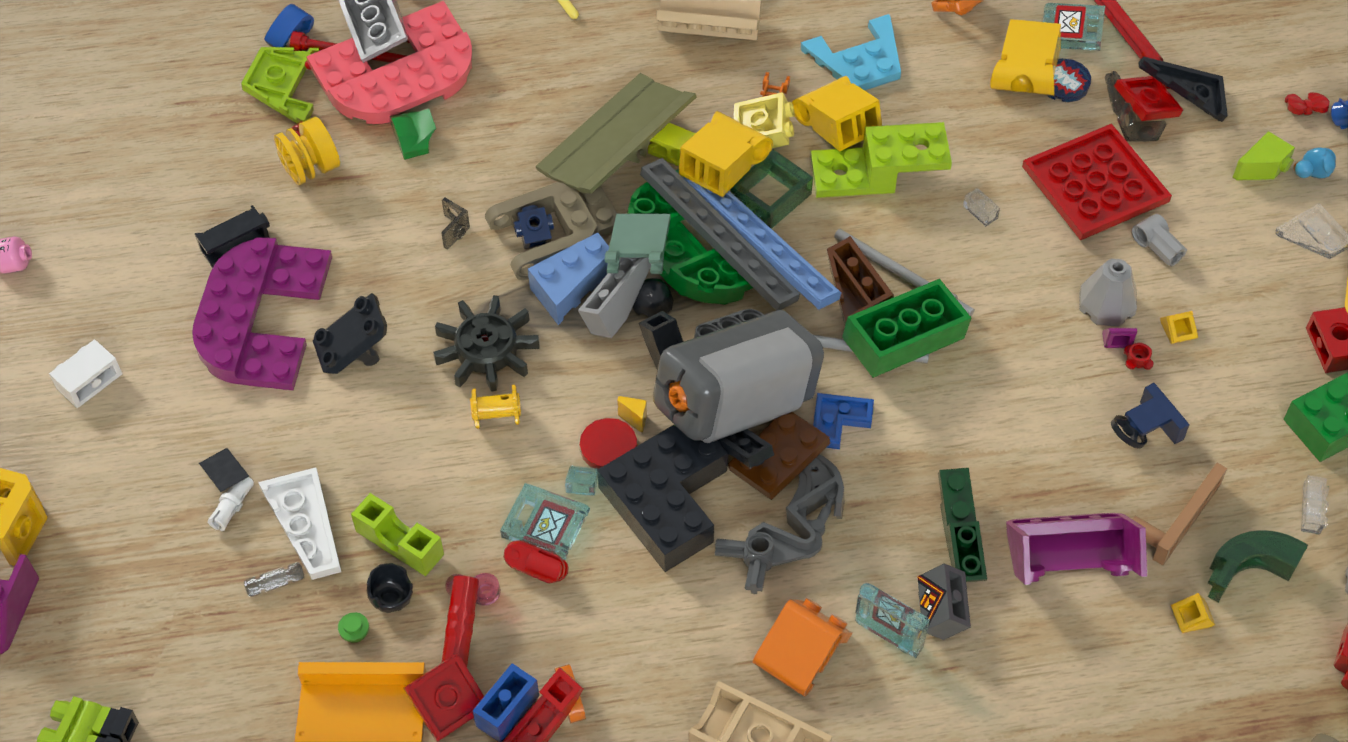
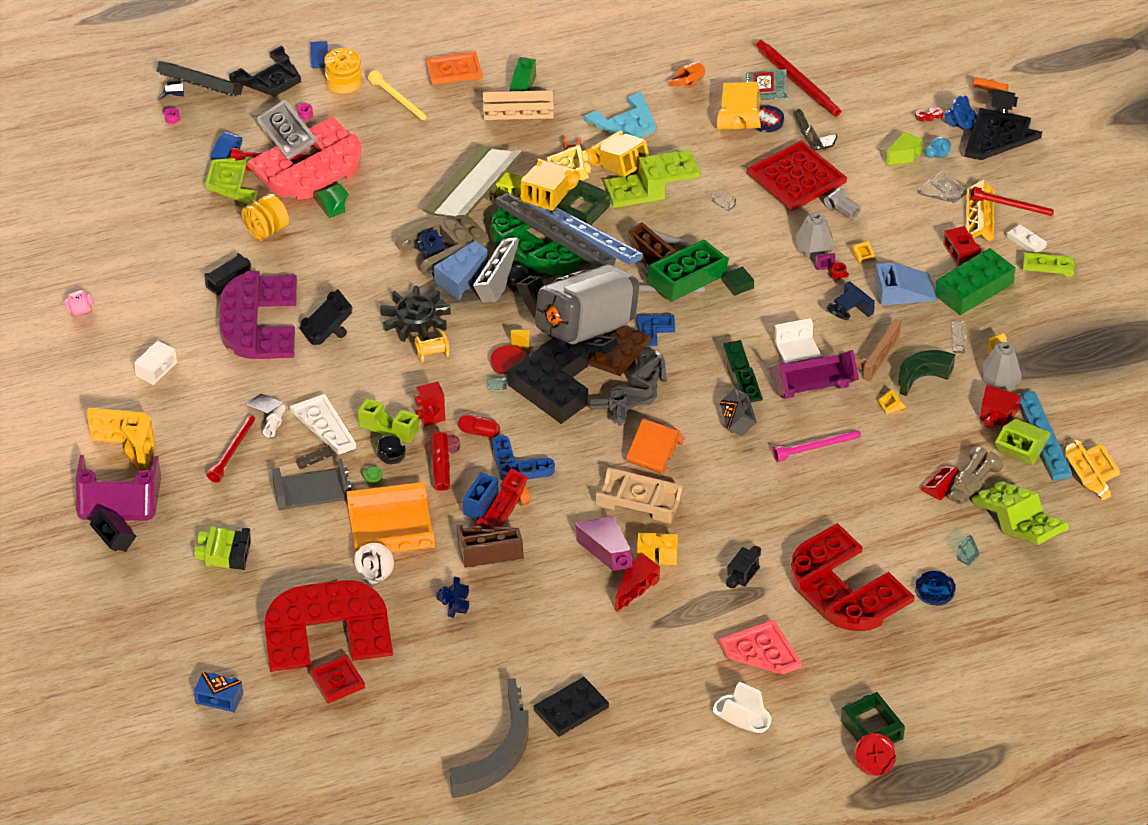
camera: 10 degrees left, 10 degrees down
(118, 587) = (216, 472): none -> red piece
(252, 636) = (311, 488): none -> dark grey panel
(445, 696) = (441, 499): red plate -> none
(458, 226) = (377, 251): clear smoke bracket -> none
(466, 514) = (430, 403): none -> red brick
(552, 523) = (481, 403): clear light blue container -> none
(569, 642) = (505, 466): none -> blue beam
(638, 238) = (504, 238): sand green flag -> none
(891, 619) = (706, 422): clear light blue container -> none
(982, 352) = (738, 281): none -> dark green piece
(1003, 688) = (781, 453): none -> dark pink piece
(1056, 482) = (796, 341): none -> white bracket
(1148, 98) = (823, 122): red plate -> none
(1196, 86) = (854, 111): black wing -> none
(1236, 398) = (902, 284): none -> medium blue slope

